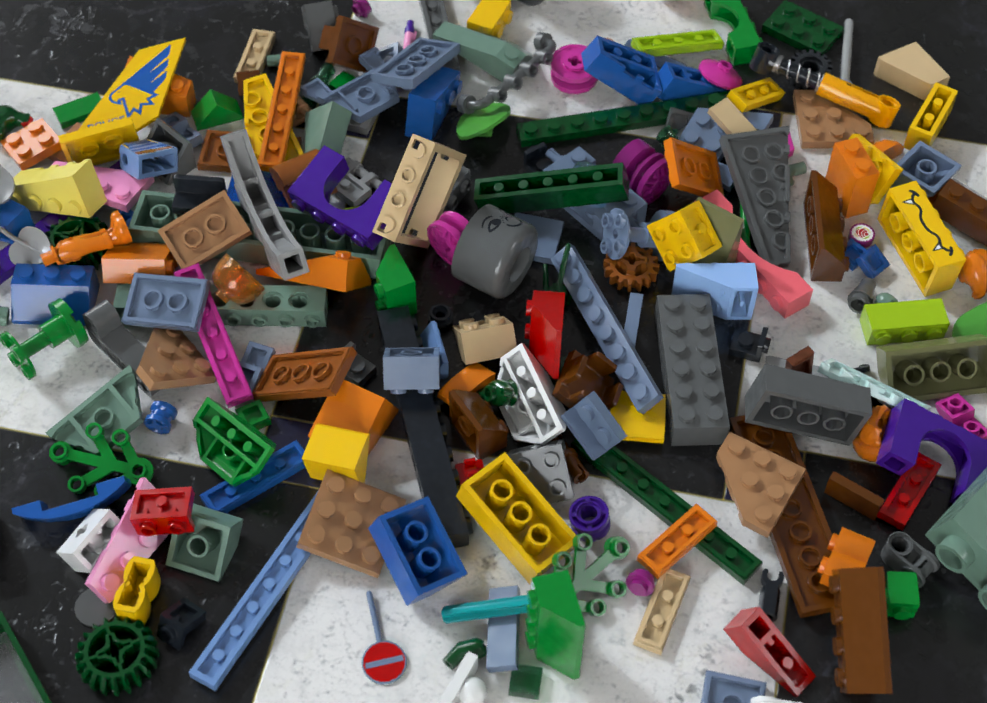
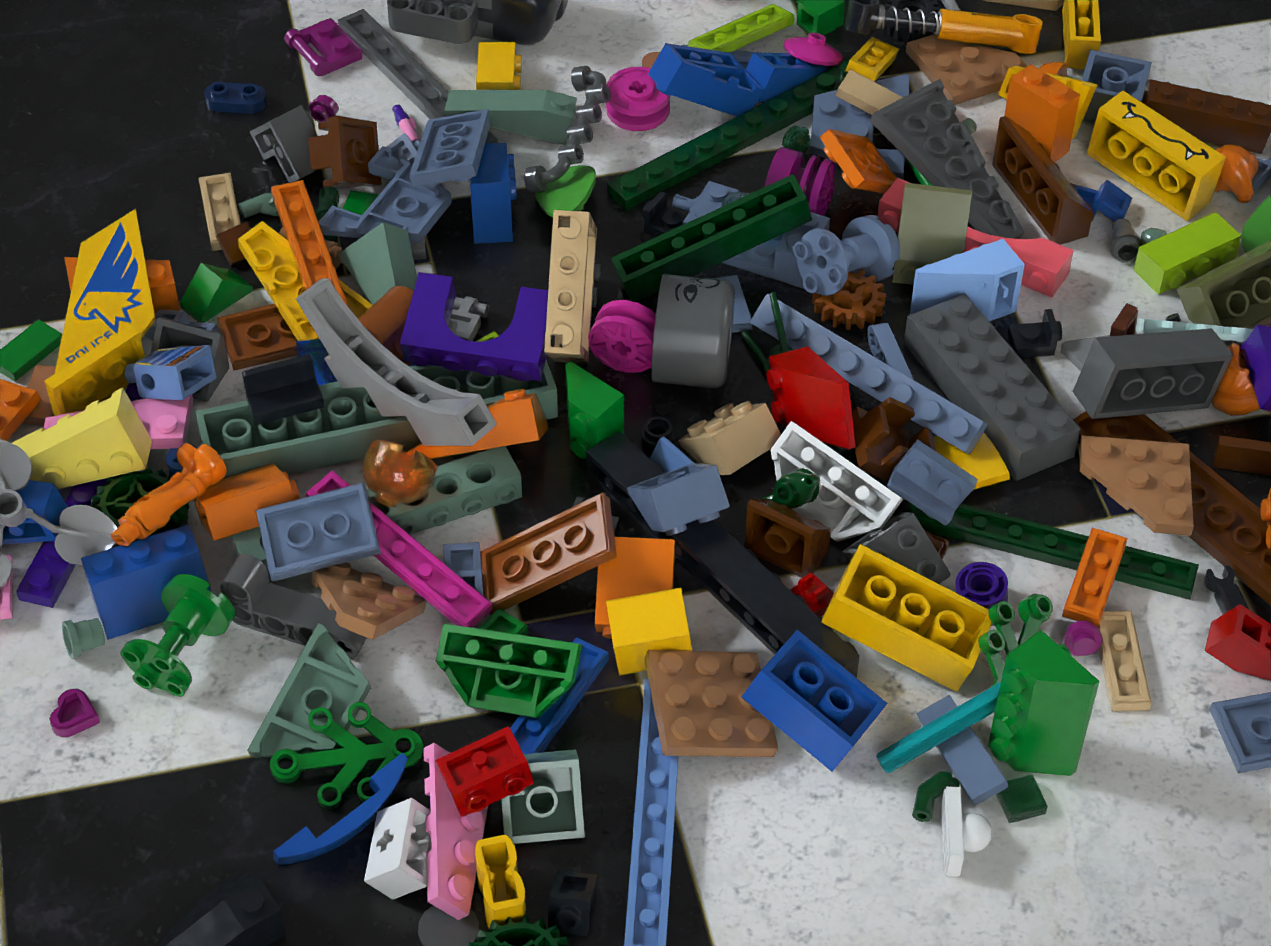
camera: 25 degrees left, 5 degrees down
(160, 417) = (388, 674): blue wheel -> none
(205, 231) = (317, 429): medium nougat plate -> none
(384, 660) = (839, 844): piece -> none
(469, 379) = (739, 491): orange slope -> none
(678, 118) = (796, 115): dark grey tile -> none
(684, 236) = (906, 237): yellow bracket -> none
(862, 234) = (1082, 175): tile -> none

